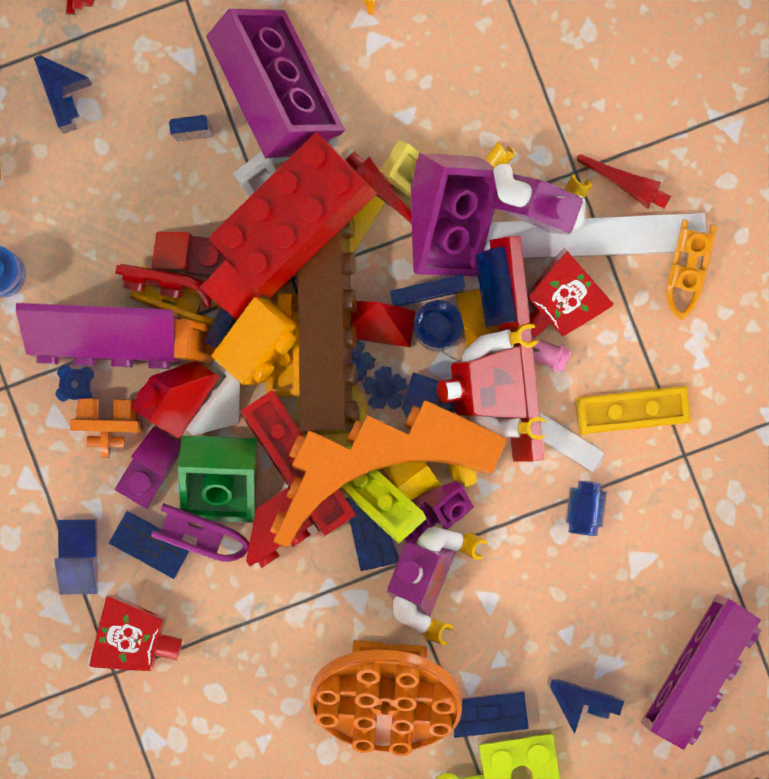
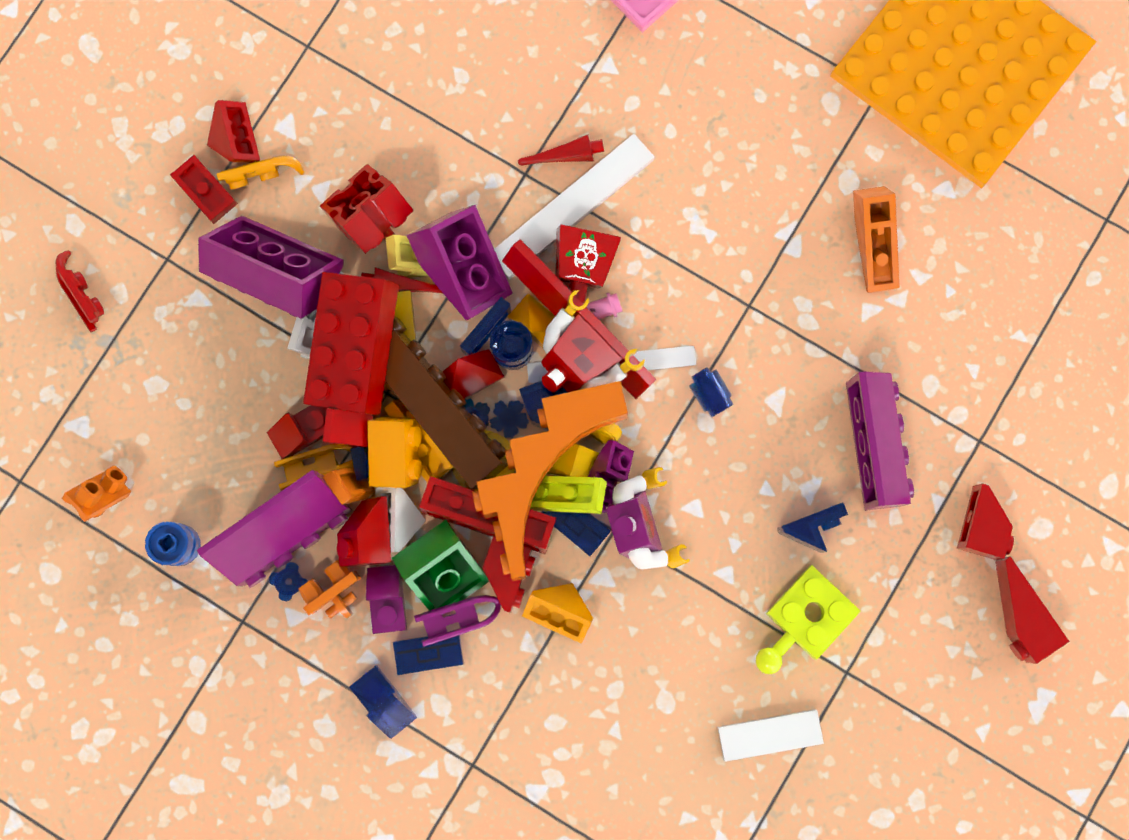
camera: 30 degrees left, 5 degrees down
(57, 83) = (120, 380): clear blue slope -> none
(131, 637) = (464, 730): red torso -> none
(171, 283) = (302, 458): red piece -> none
(190, 128) = (234, 340): clear blue tile -> none
(296, 598) = (559, 610): none -> light orange slope
(386, 697) = (677, 629): orange bracket -> none
(402, 98) = (367, 209): none -> red brick
(492, 714) = (757, 586): clear blue tile -> none
(495, 287) = (531, 288): clear blue tile -> none
(537, 200) = (511, 205): torso -> none
(633, 410) = (690, 302): yellow tile -> none
(688, 276) = (656, 182): light orange piece -> none

